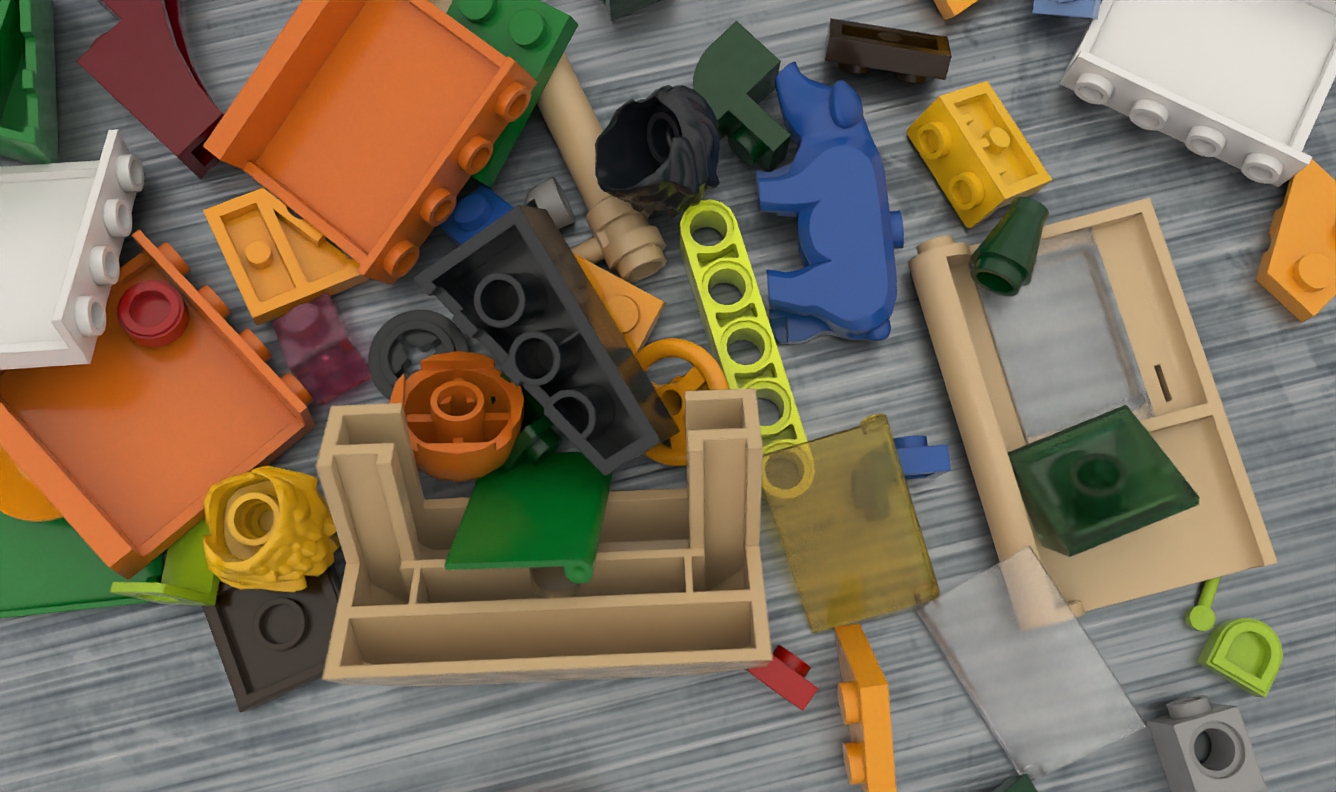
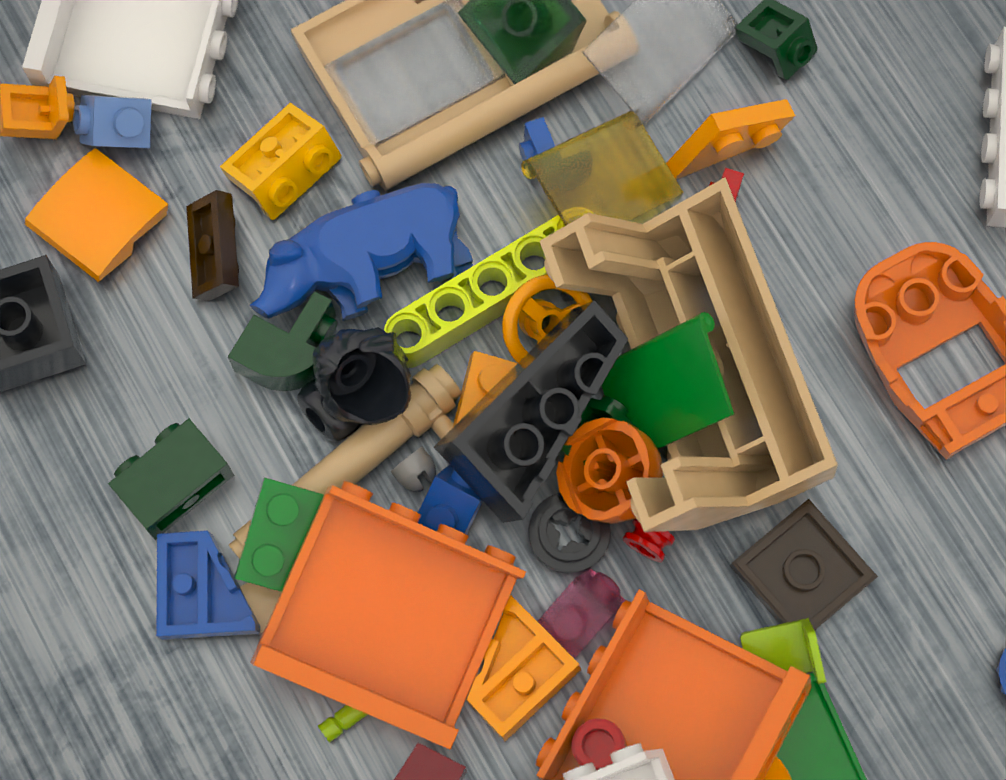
camera: 105 degrees left, 5 degrees down
(268, 530) = (739, 585): yellow hair -> none
(1010, 250) = (362, 113): dark green cone -> none

